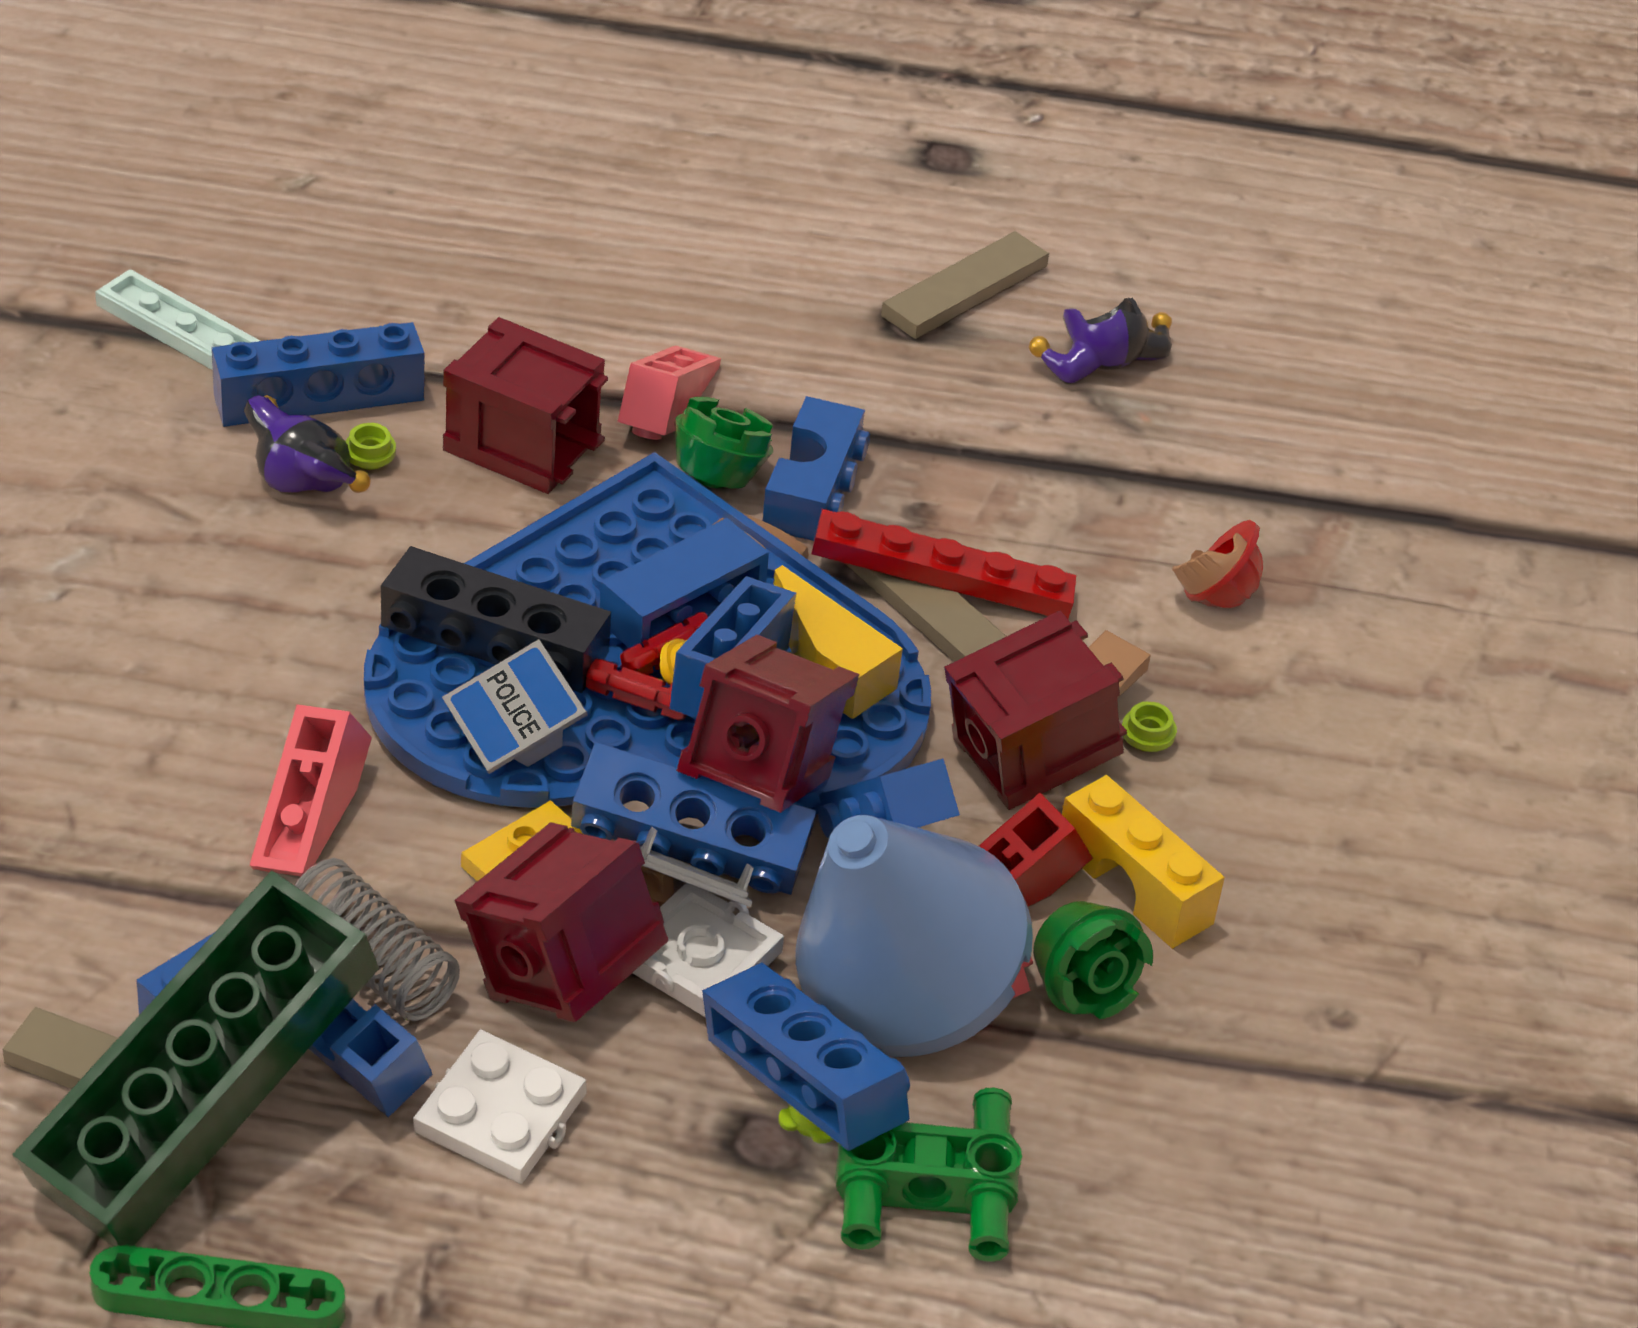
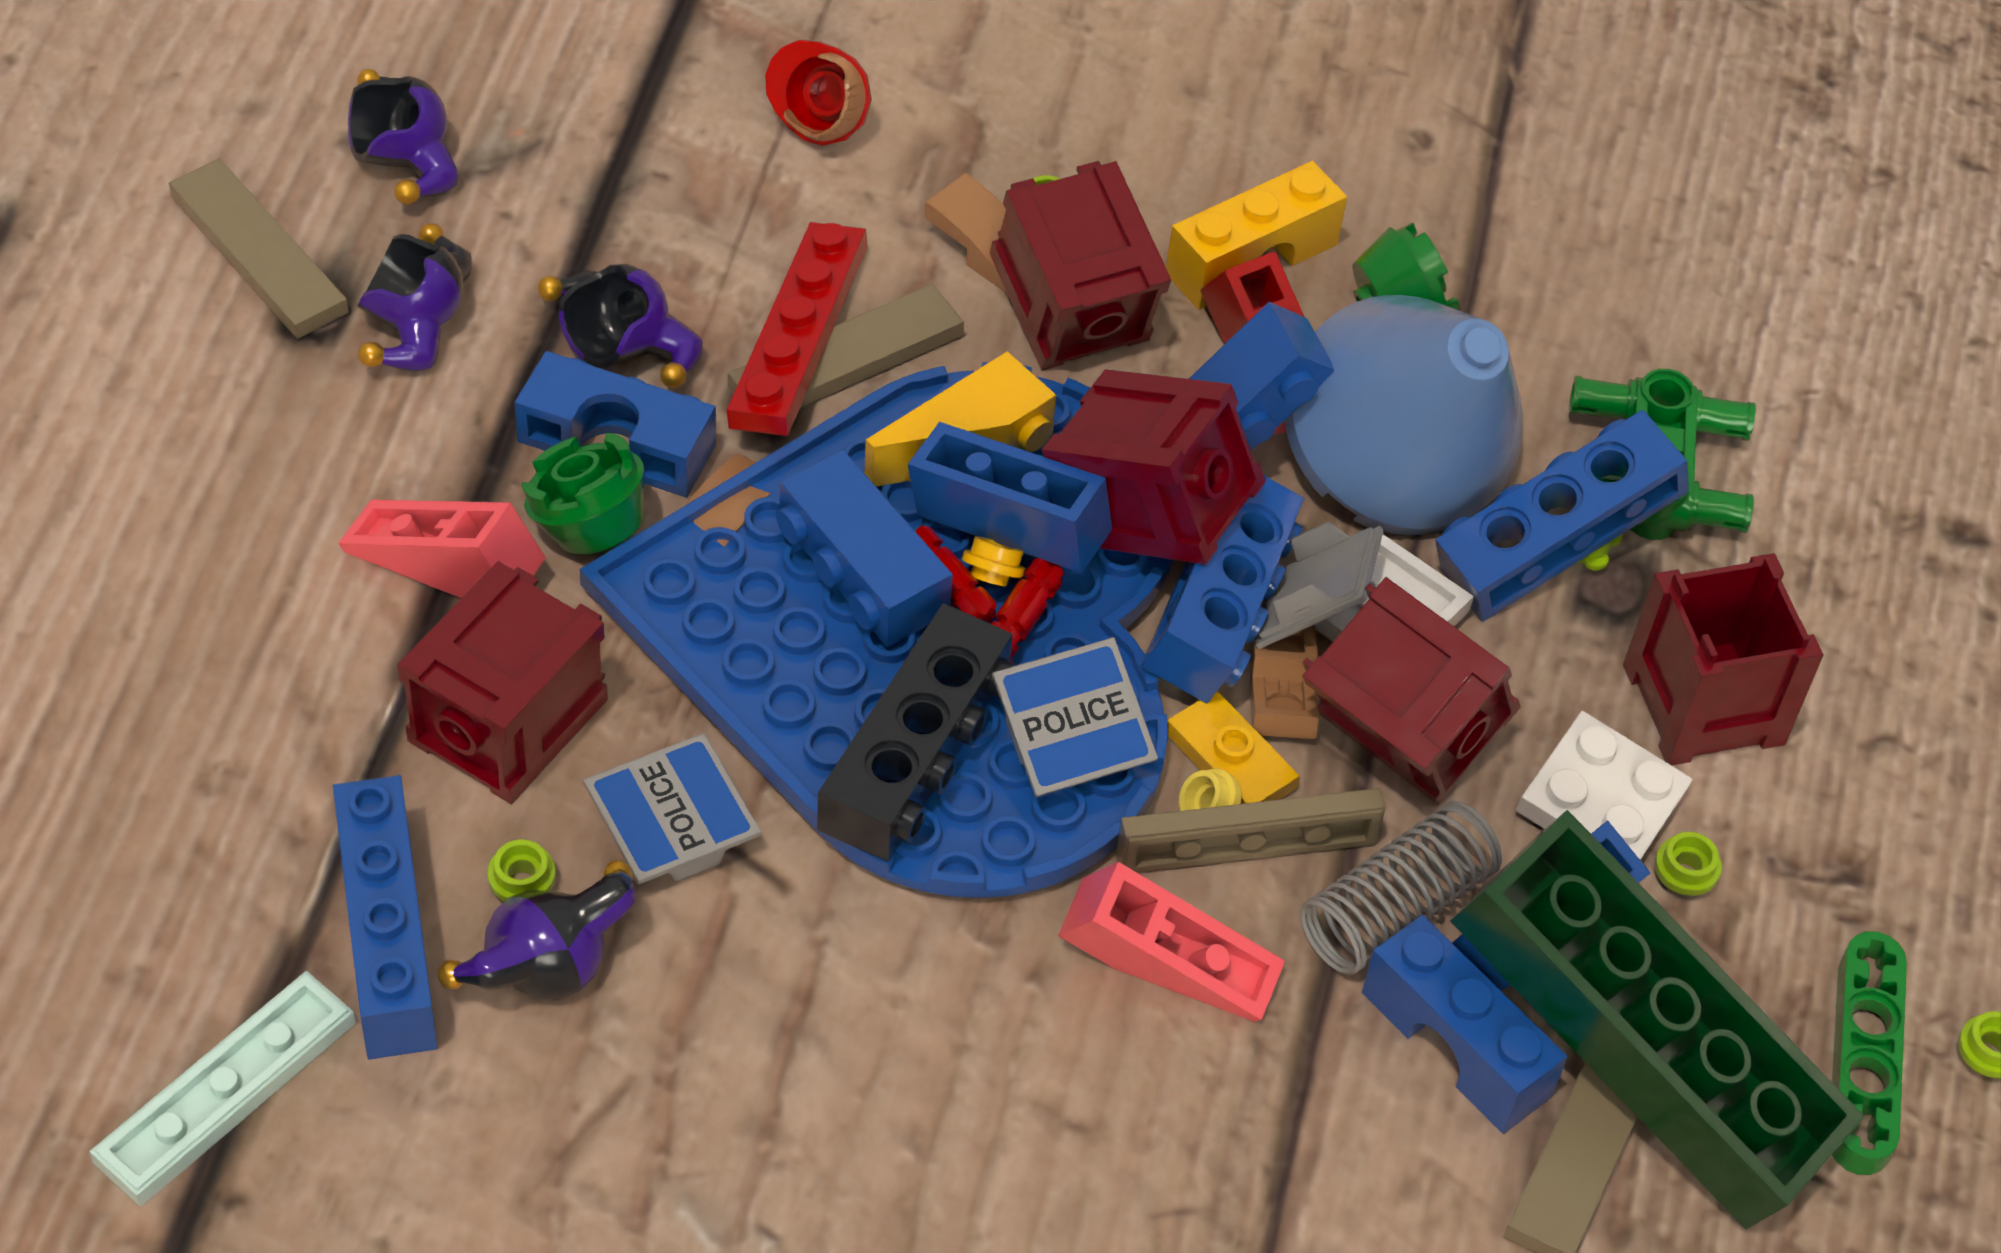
camera: 85 degrees left, 10 degrees up
(424, 1151) = (1692, 850): none -> lime plate
(426, 511) = (672, 810): none -> piece
(430, 847) = (1250, 830): none -> dark tan tile
(465, 825) = (1209, 789): none -> light yellow plate
(633, 1158) = (1721, 659): none -> dark red container
(925, 360) = (416, 294): none -> piece
(926, 468) = (621, 316): none -> piece

